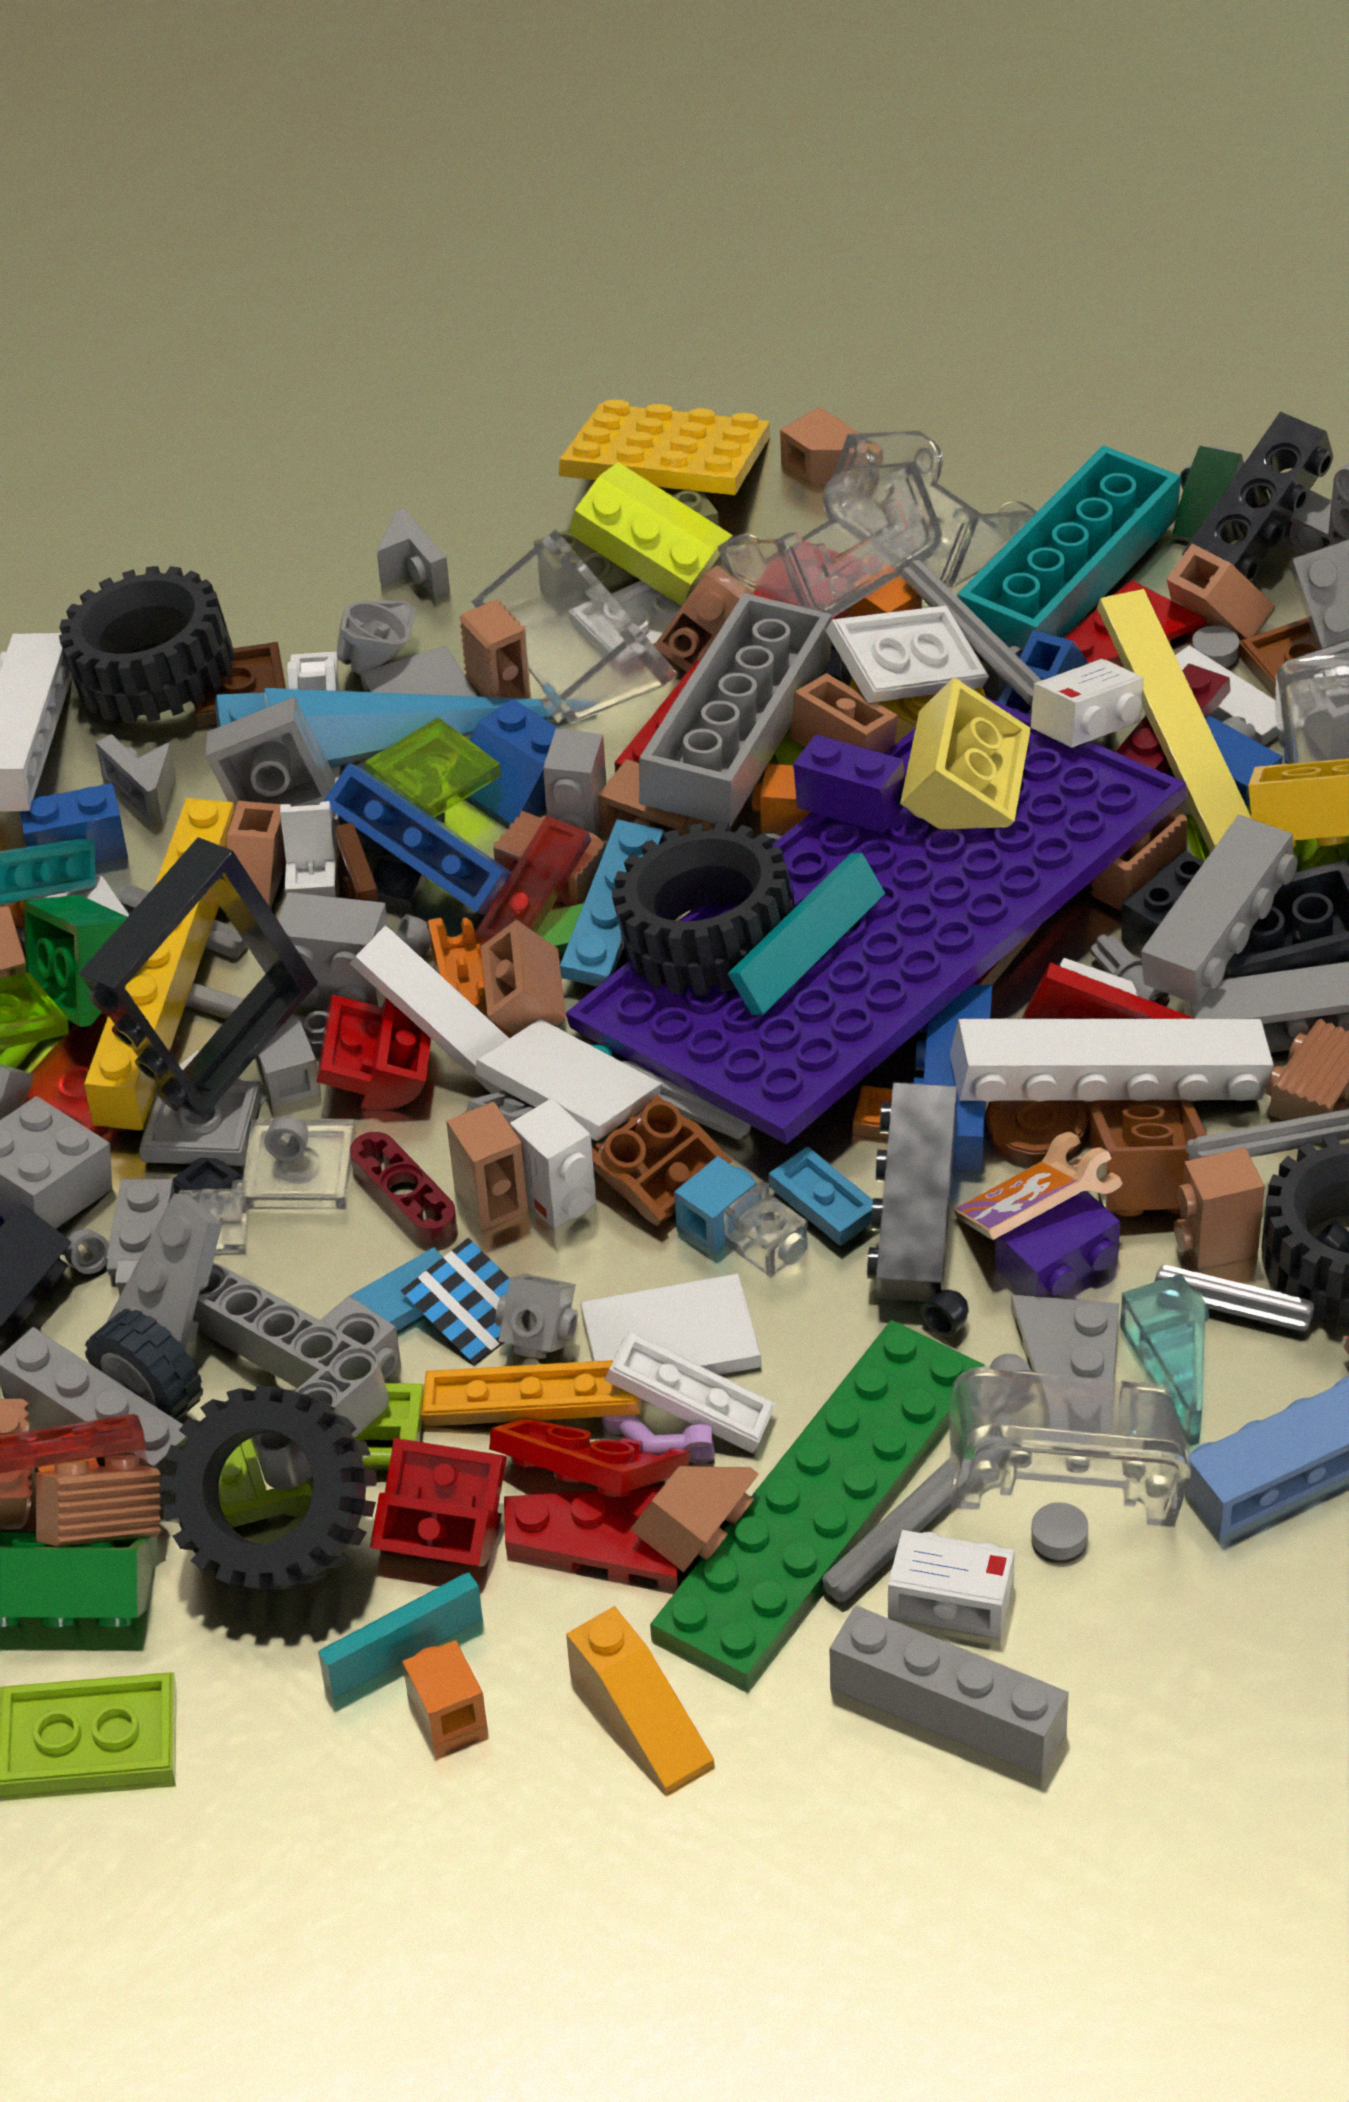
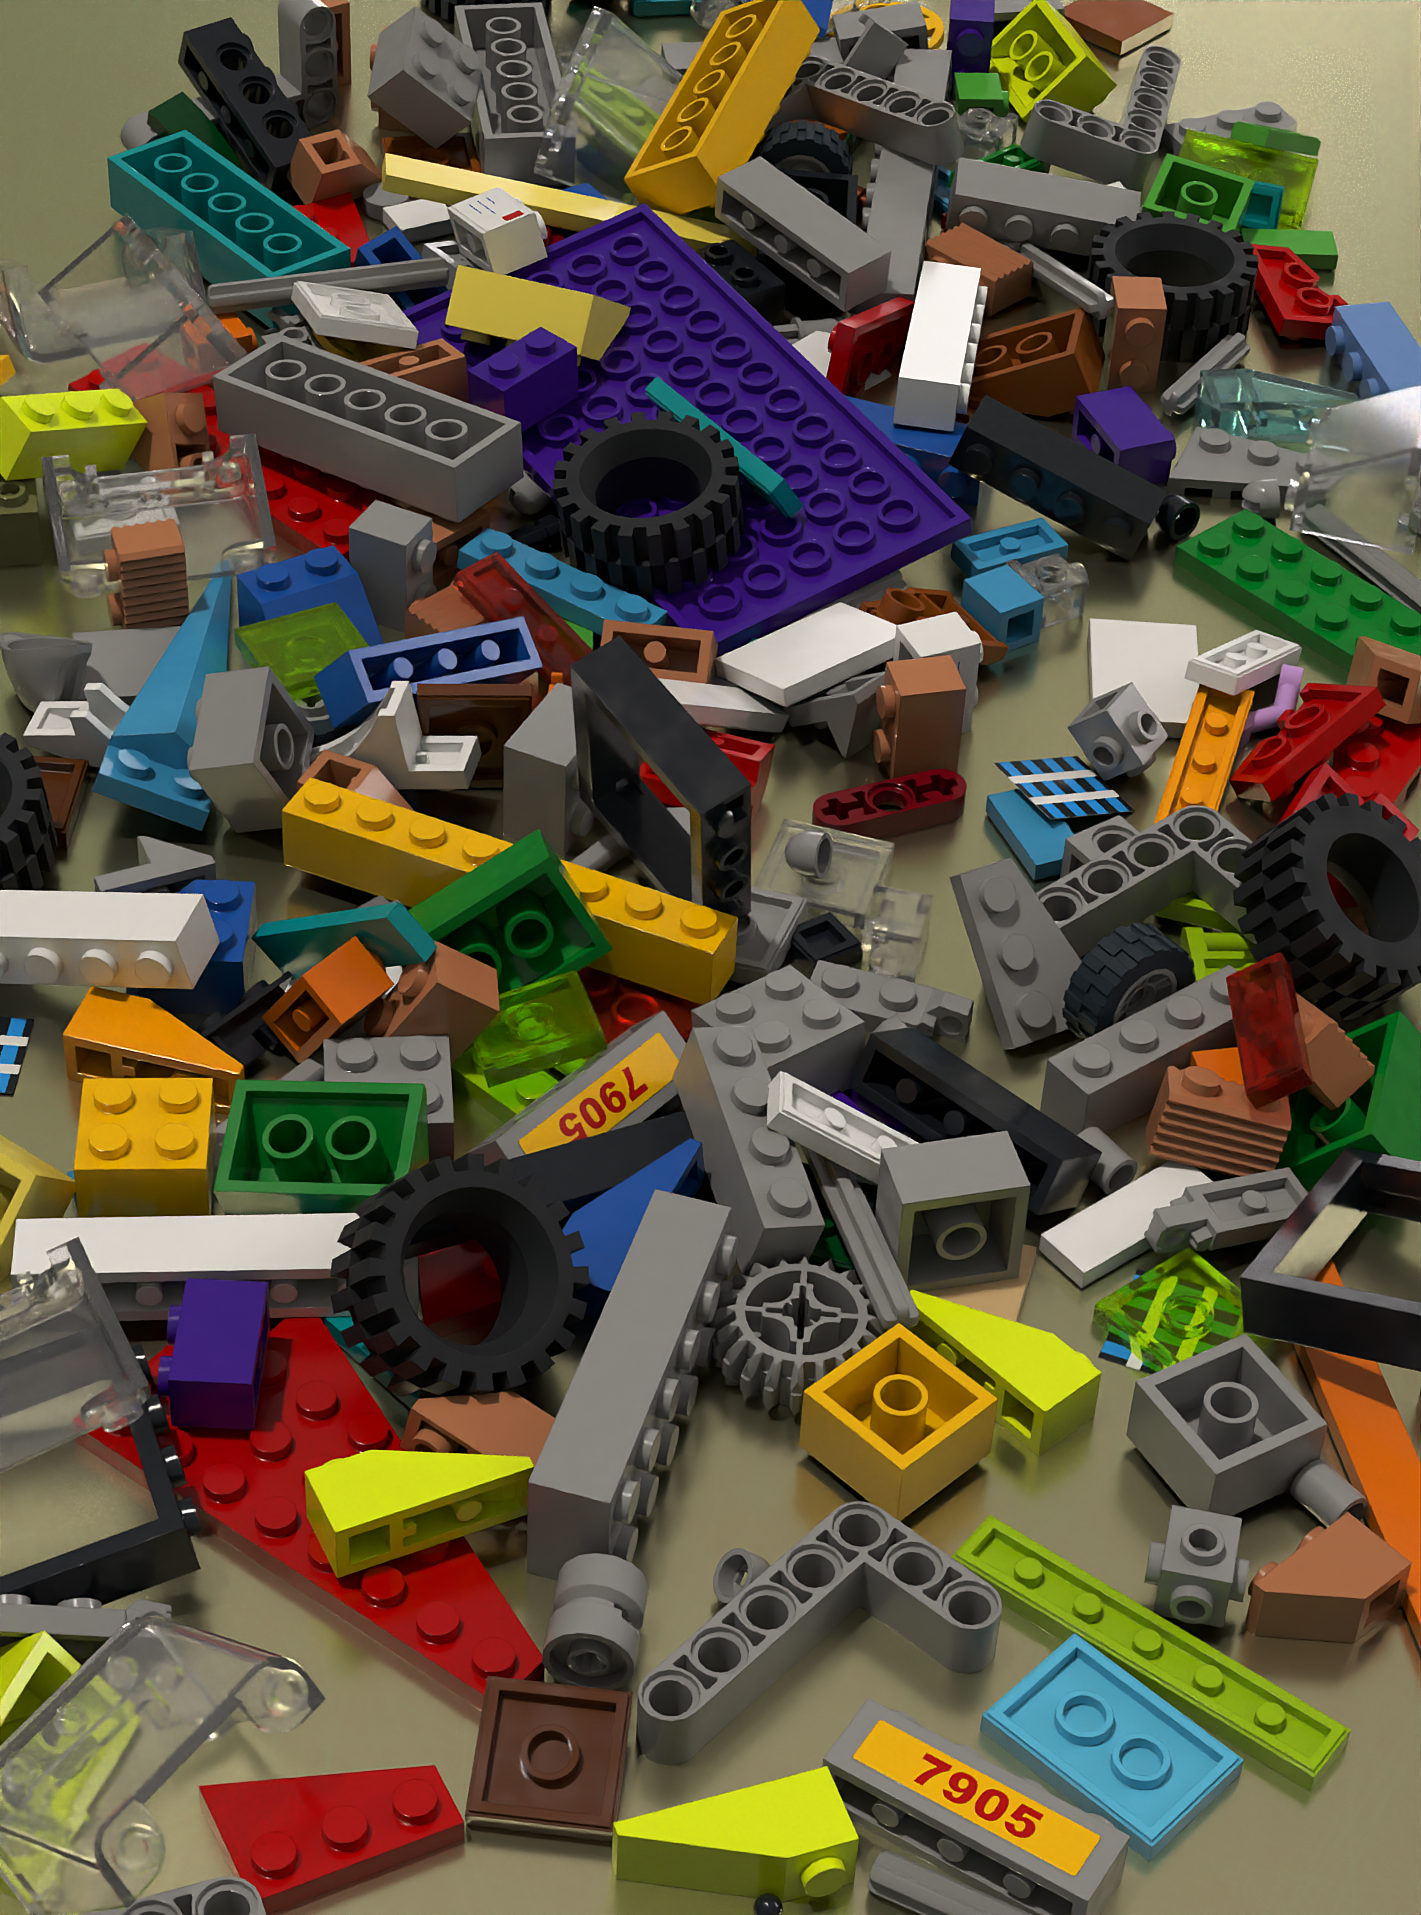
camera: 80 degrees left, 5 degrees down
(1038, 1189) = (1083, 412): flag -> none

